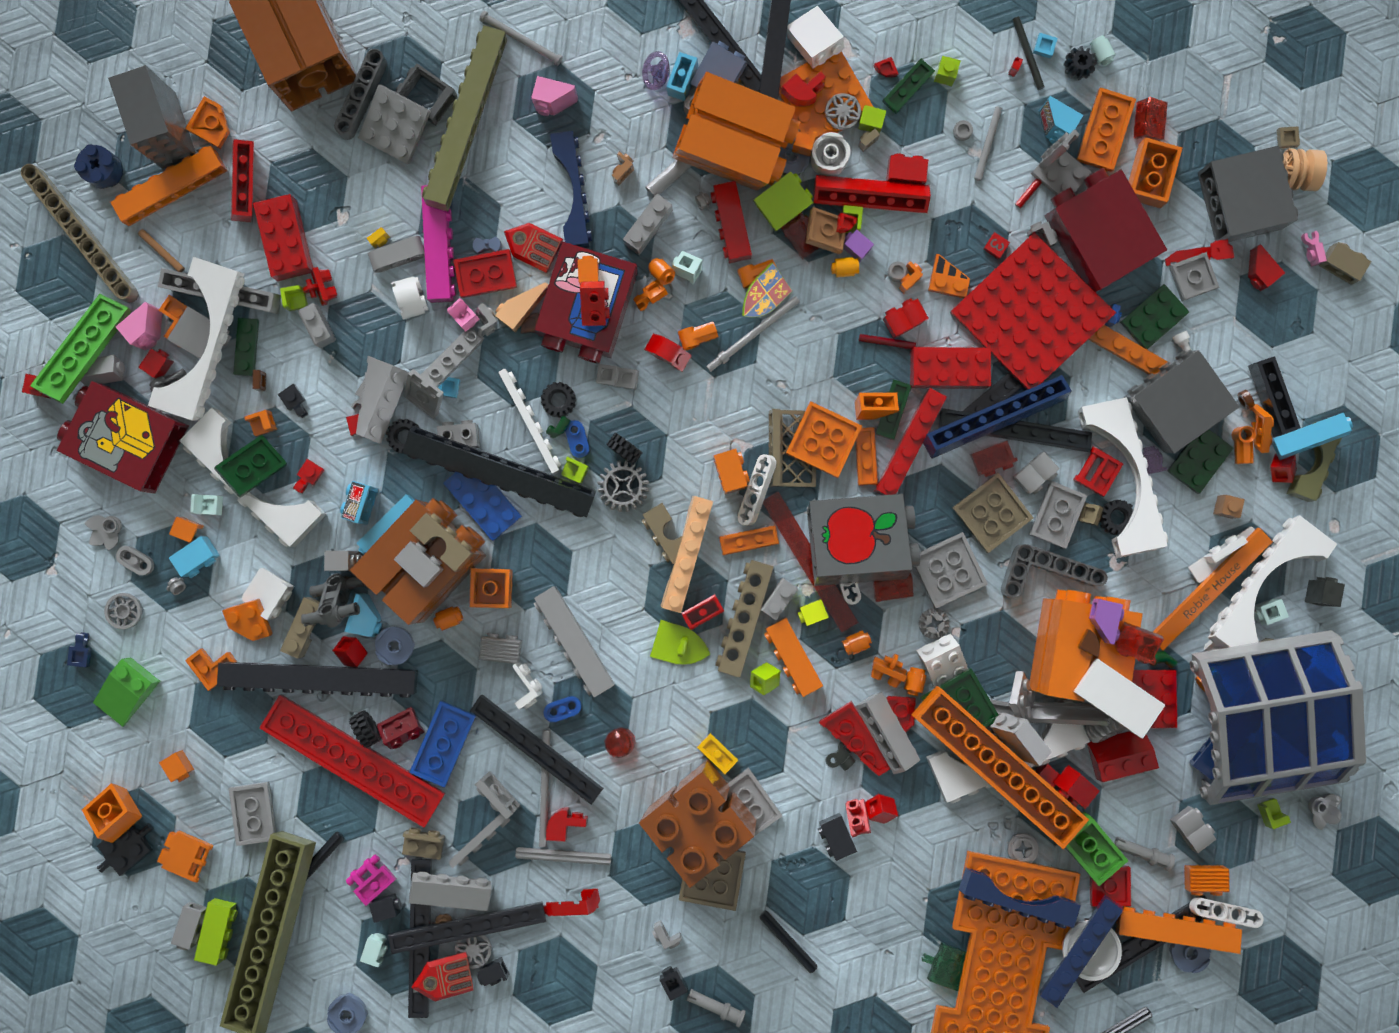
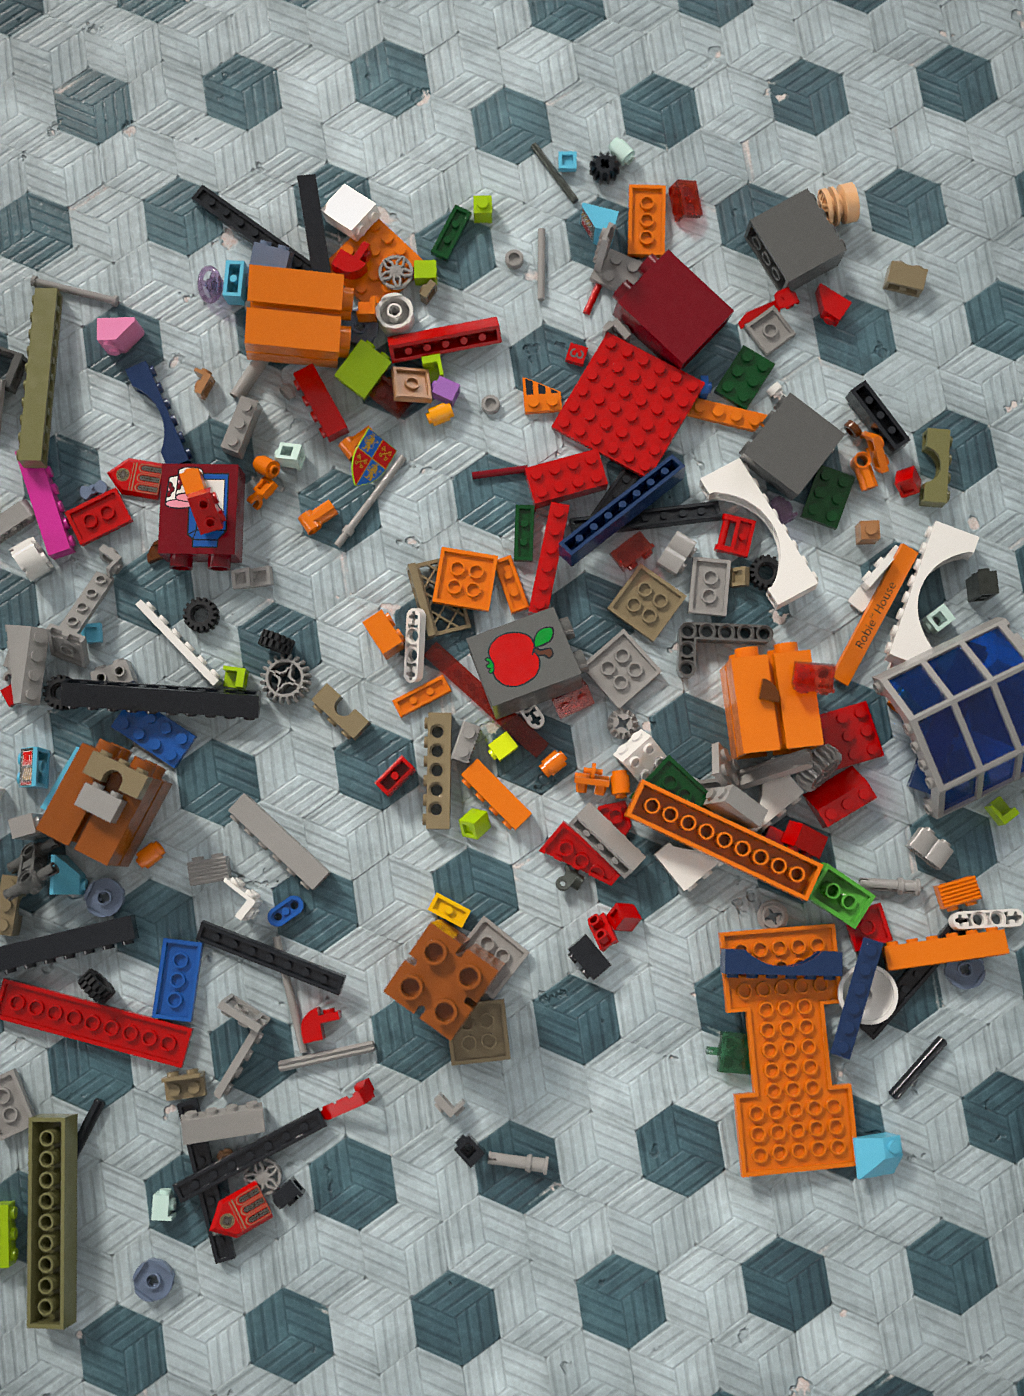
camera: 15 degrees left, 5 degrees down
(350, 651) = (62, 915): red panel -> none
(375, 884) = (146, 1140): dark pink plate -> none
(385, 907) = (163, 1159): black brick -> none
(400, 729) = (132, 977): dark red bracket -> none
(463, 314) = (87, 561): bright pink bracket -> none
(491, 588) = (183, 813): orange brick -> none
(518, 308) = (140, 539): light nougat slope -> none
(560, 428) = (210, 641): dark green arm -> none
(576, 439) = (229, 647): blue plate -> none
(620, 742) = (351, 927): clear red hair -> none
(668, 351) = (293, 539): red brick -> none
(678, 644) = (382, 816): lime shield -> none
(687, 554) = (364, 725): light nougat arch -> none
(788, 941) = (571, 1075): black axle -> none
(845, 222) = (427, 372): red tile -> none
(875, 405) = (504, 533): orange slope -> none
(886, 68) = (426, 222): red tile -> none
(905, 318) = (510, 444): red brick -> none
(907, 169) = (471, 307): red brick -> none
(909, 280) = (504, 409): orange bracket -> none
(1015, 66) = (545, 188): red tile -> none
(1106, 619) = (775, 663): medium lavender slope -> none
(1119, 698) = (812, 735): white tile -> none
(1154, 171) = (702, 245): orange brick -> none
(1164, 657) = (849, 692): dark green arm -> none
(1288, 137) = (816, 180): dark tan plate -> none
(1312, 436) = (923, 443): medium azure brick -> none
(1315, 251) = (874, 275): bright pink plate -> none

